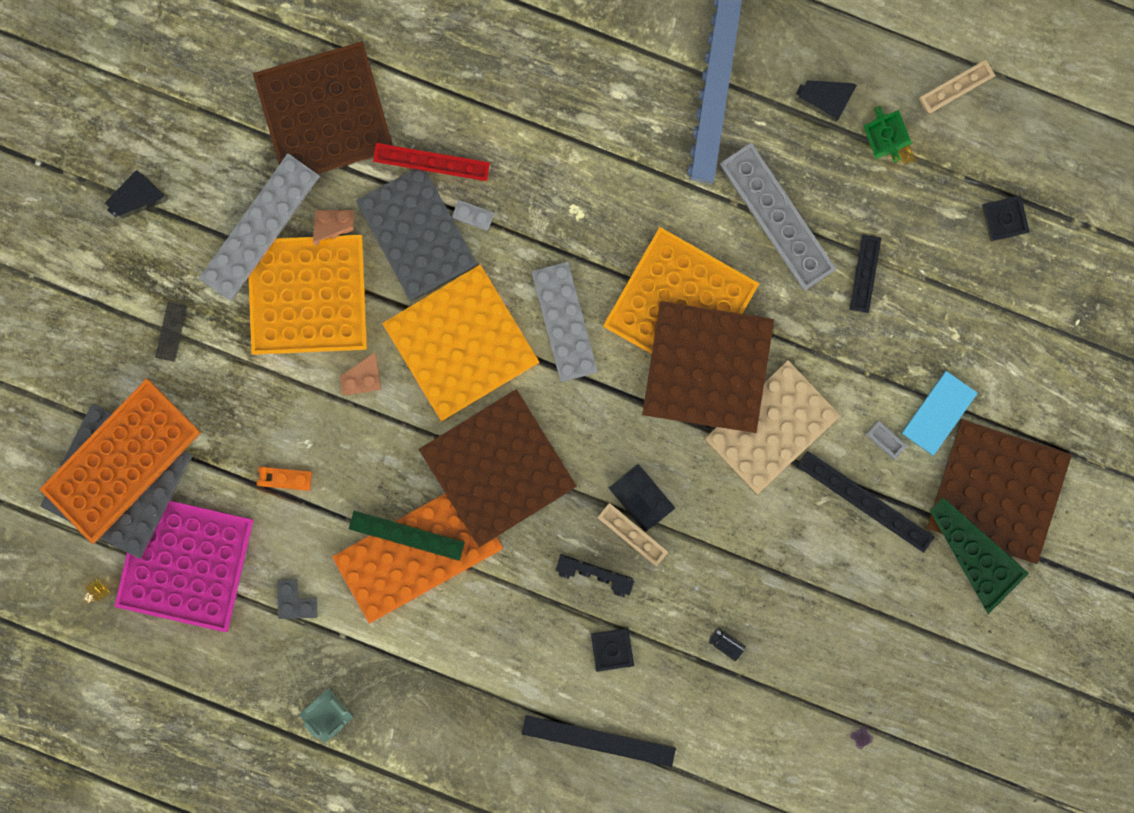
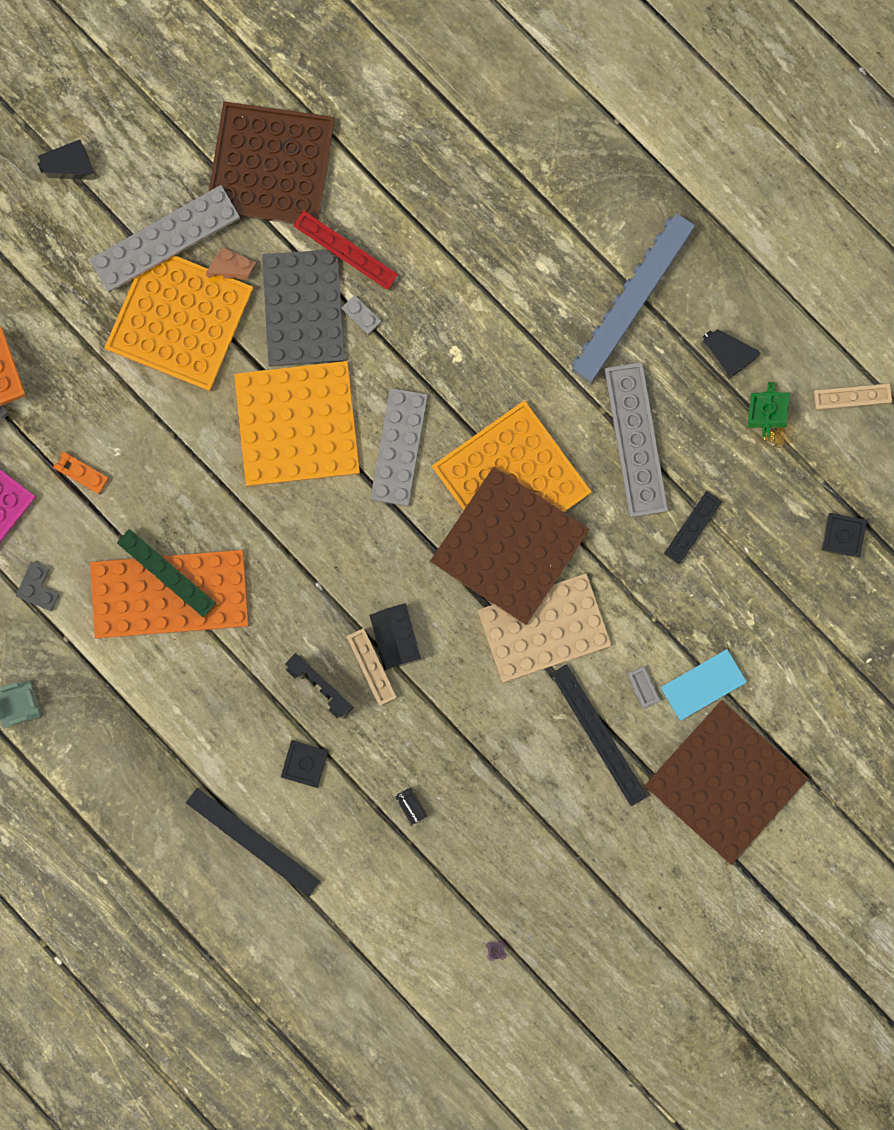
camera: 25 degrees right, 5 degrees down
(171, 332) = (42, 296): clear smoke tile -> none
(362, 377) = (193, 414): nougat wing -> none
(497, 468) = (277, 550): reddish brown plate -> none
(982, 560) = (681, 838): dark green wing -> none

